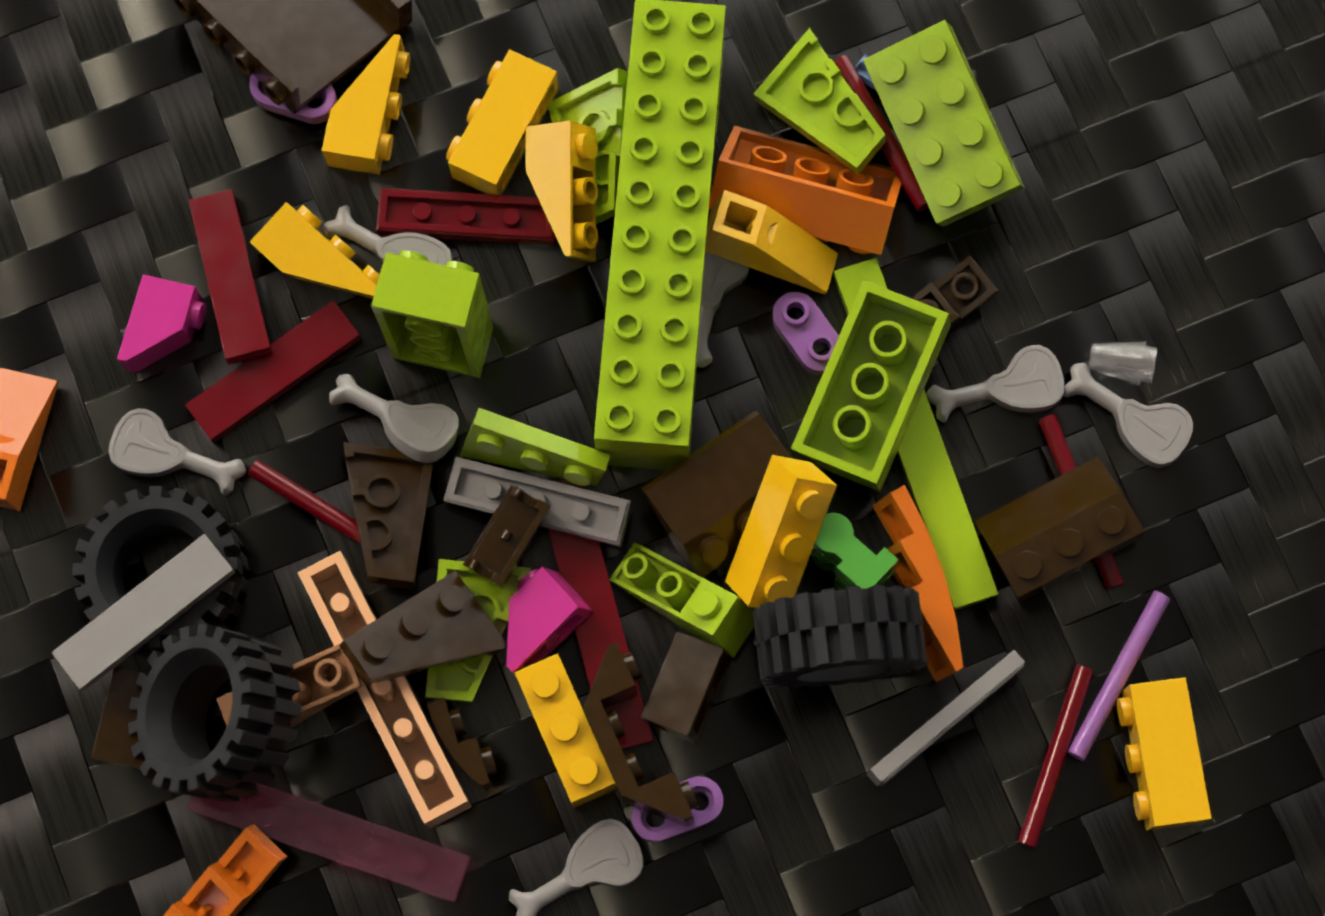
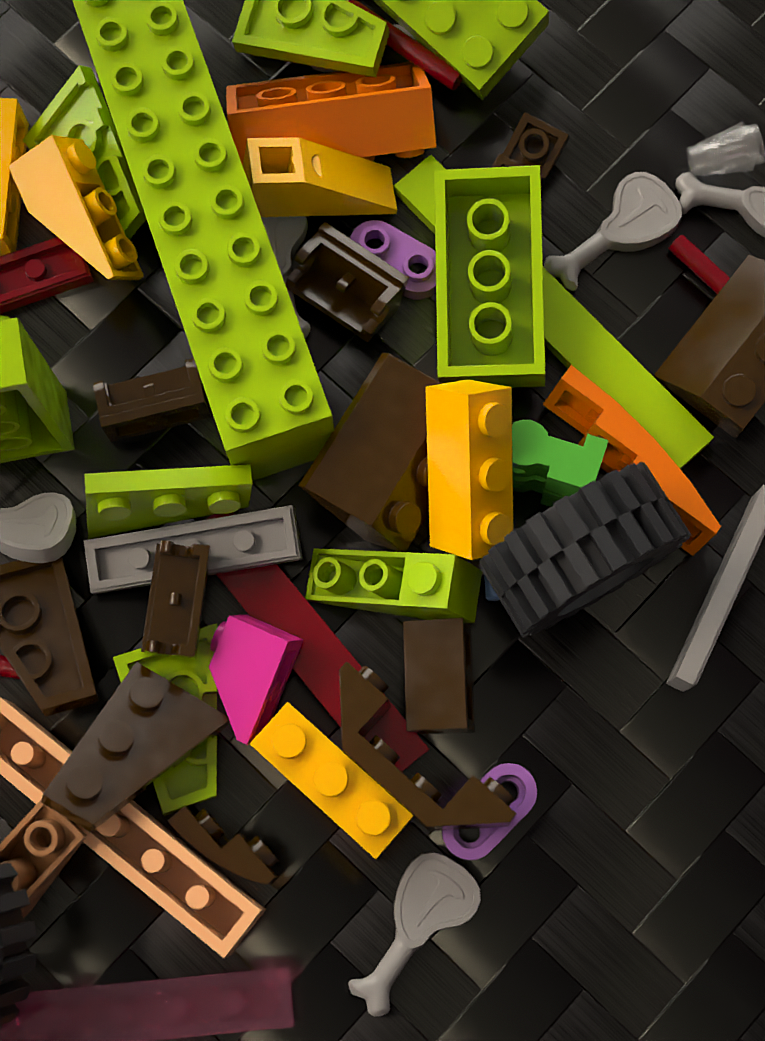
camera: 25 degrees left, 0 degrees up
(555, 366) = (151, 402): none -> dark brown hinge
(756, 337) = (347, 282): none -> dark brown hinge

